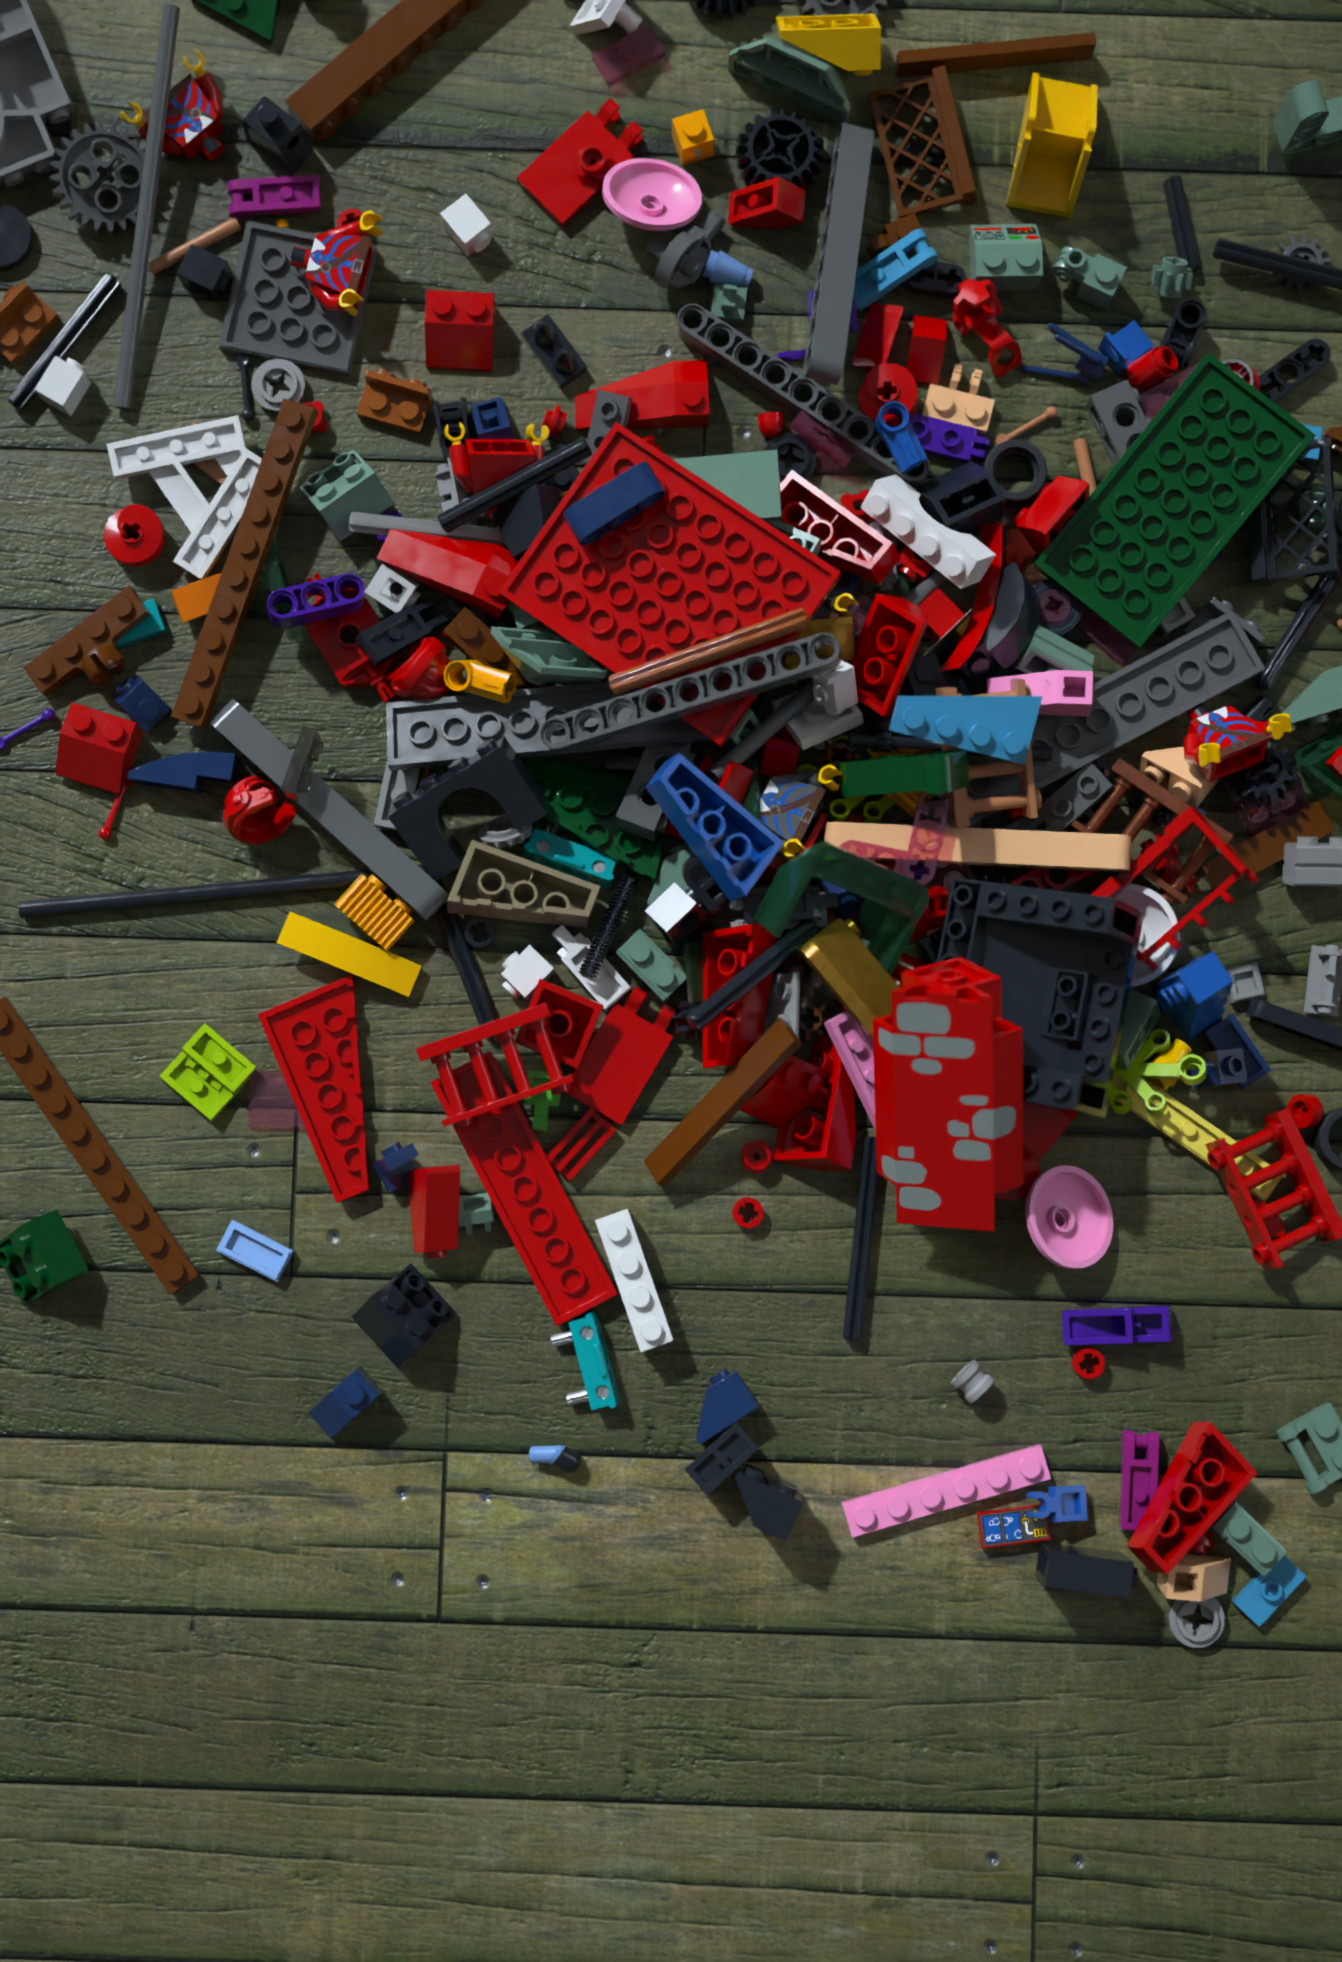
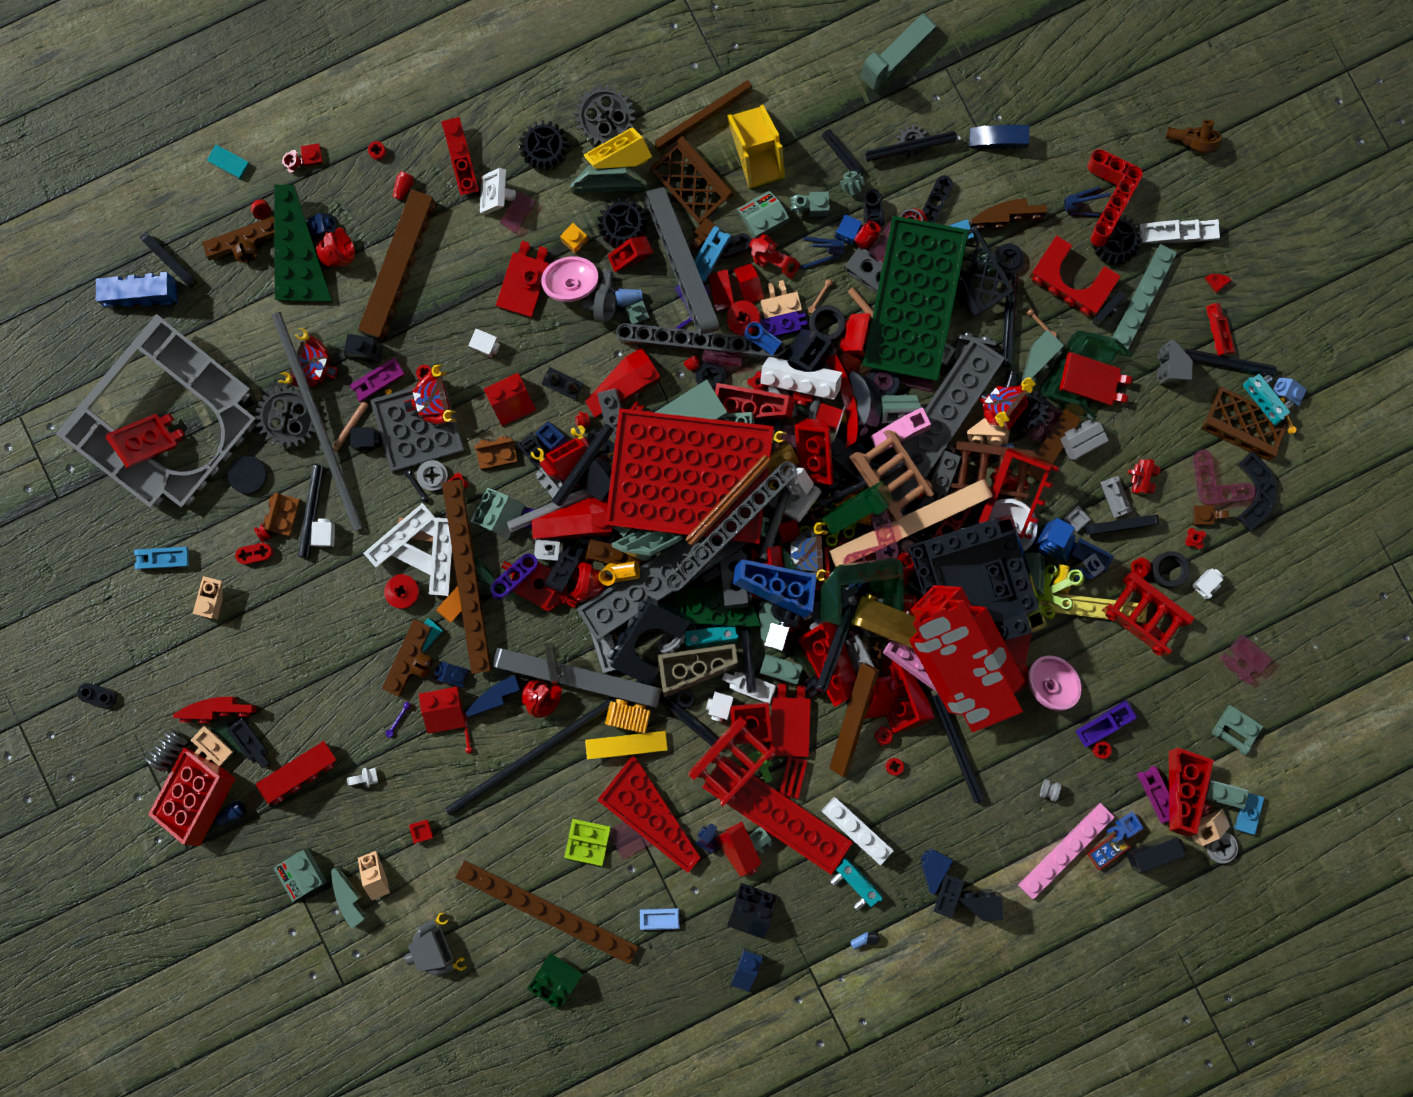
camera: 30 degrees left, 0 degrees up
(614, 503) = (641, 451): dark blue beam -> none
(975, 723) = (882, 464): dark azure wing -> none

